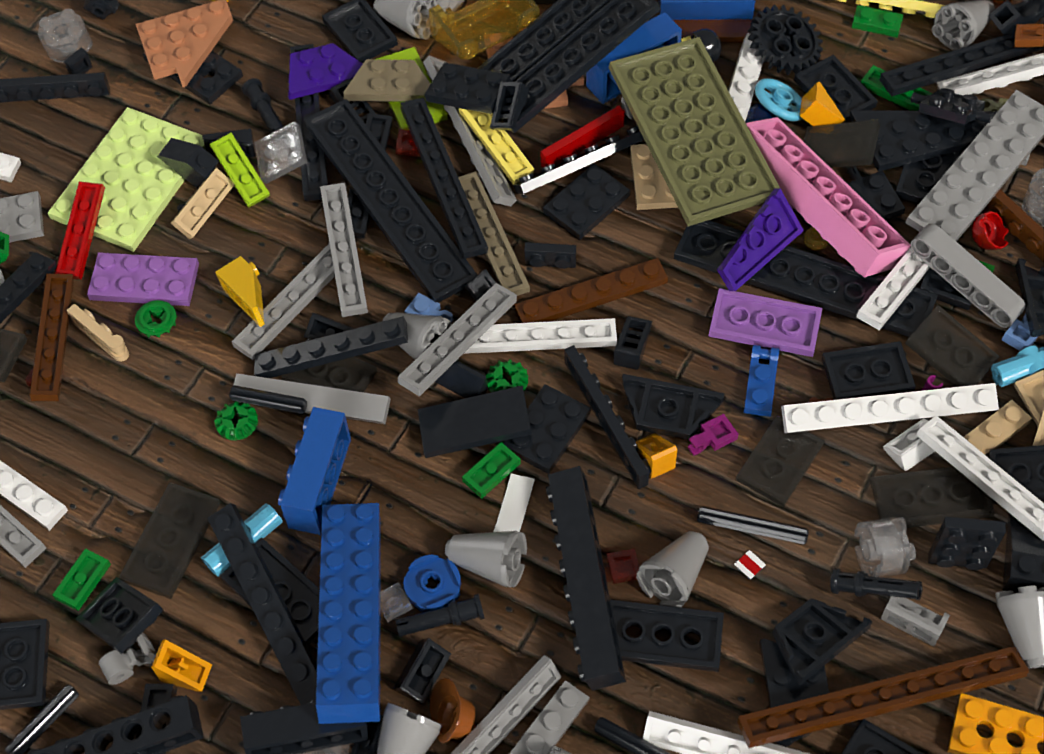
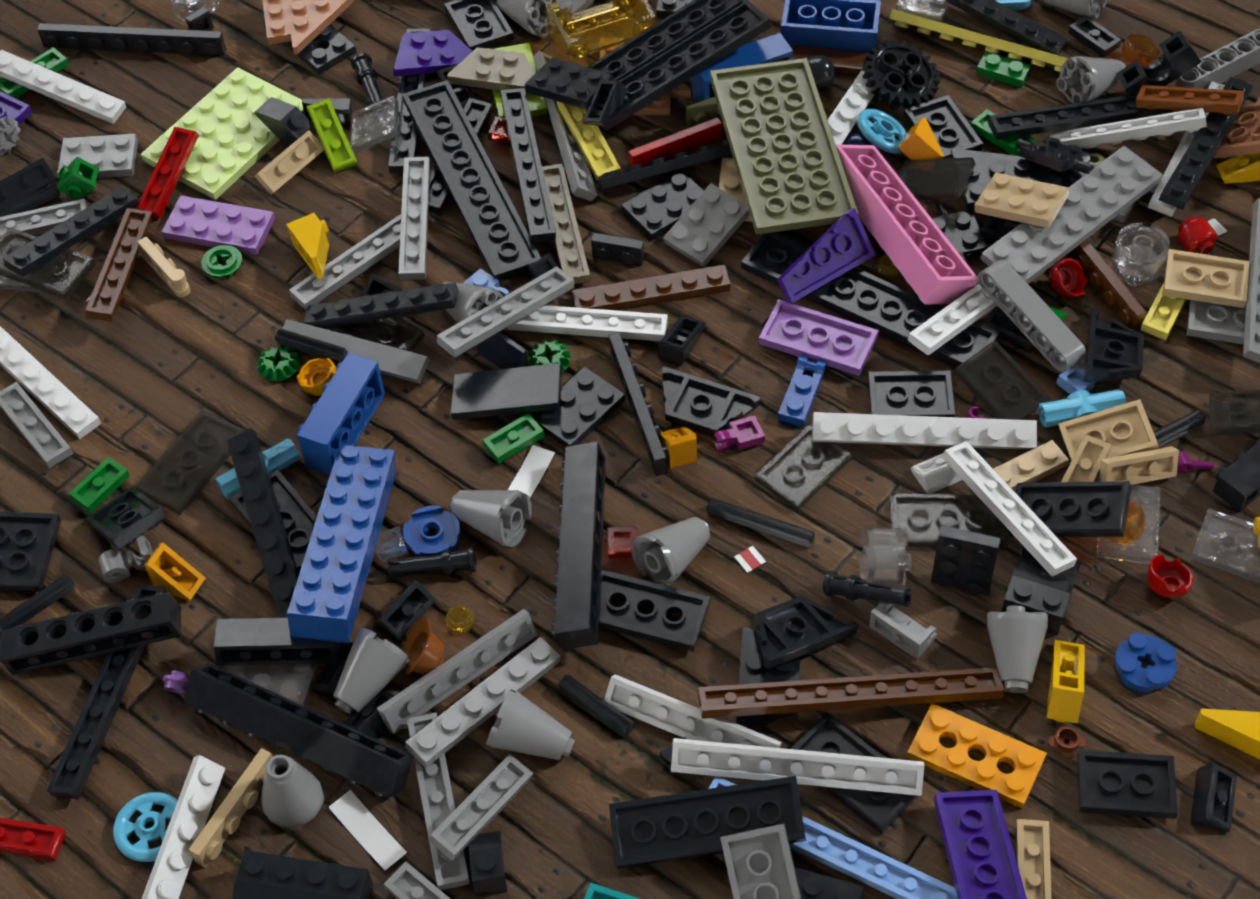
camera: 10 degrees right, 5 degrees down
(281, 431) = (315, 375): none -> light orange hair
(480, 672) = (459, 619): none -> clear yellow plate
(603, 100) = (702, 112): none -> olive plate
(632, 218) = (707, 225): none -> light grey plate
(934, 158) = (1022, 200): none -> tan plate

